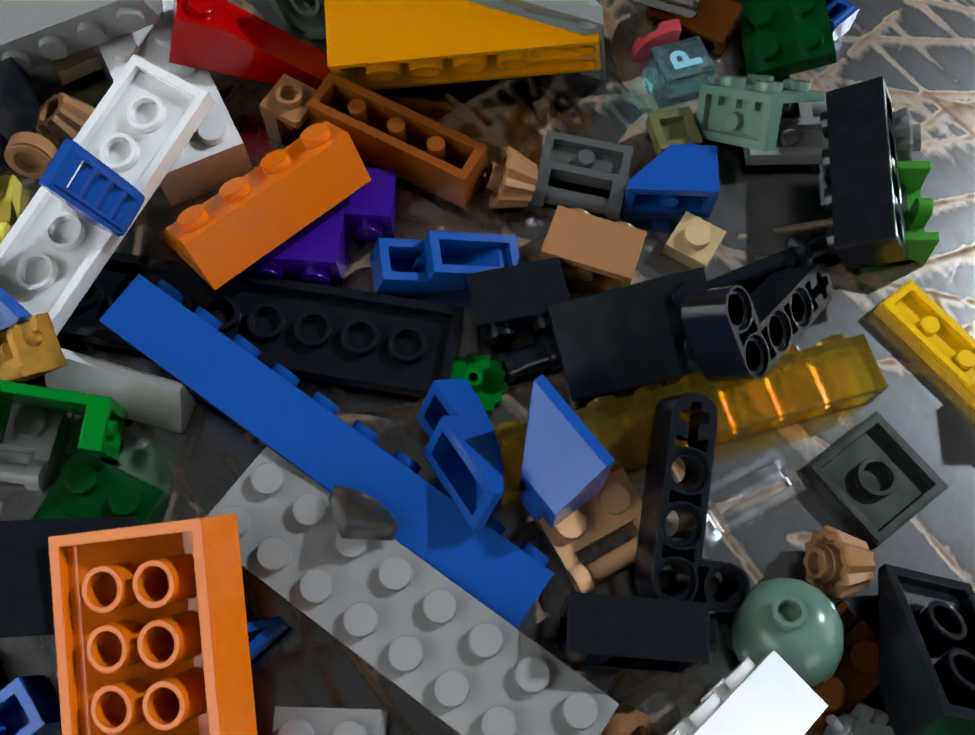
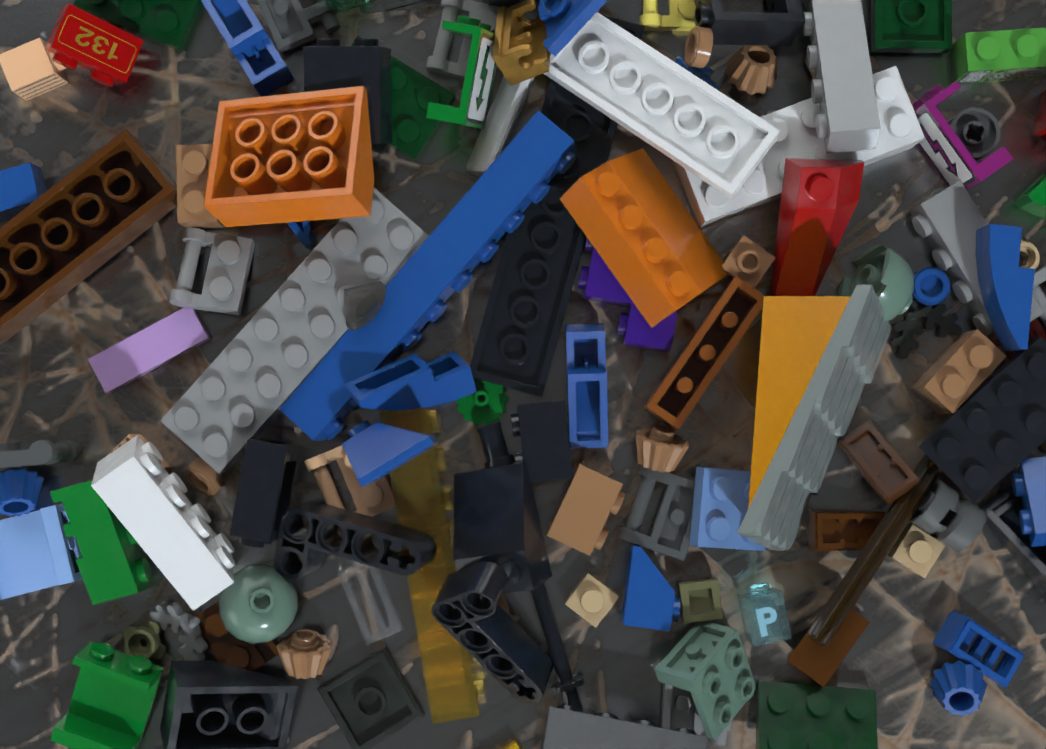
camera: 100 degrees right, 20 degrees up
(95, 191) = (634, 106): blue slope -> none
(569, 109) = (719, 509): none -> medium blue plate
(667, 32) = (802, 610): coral tile -> none

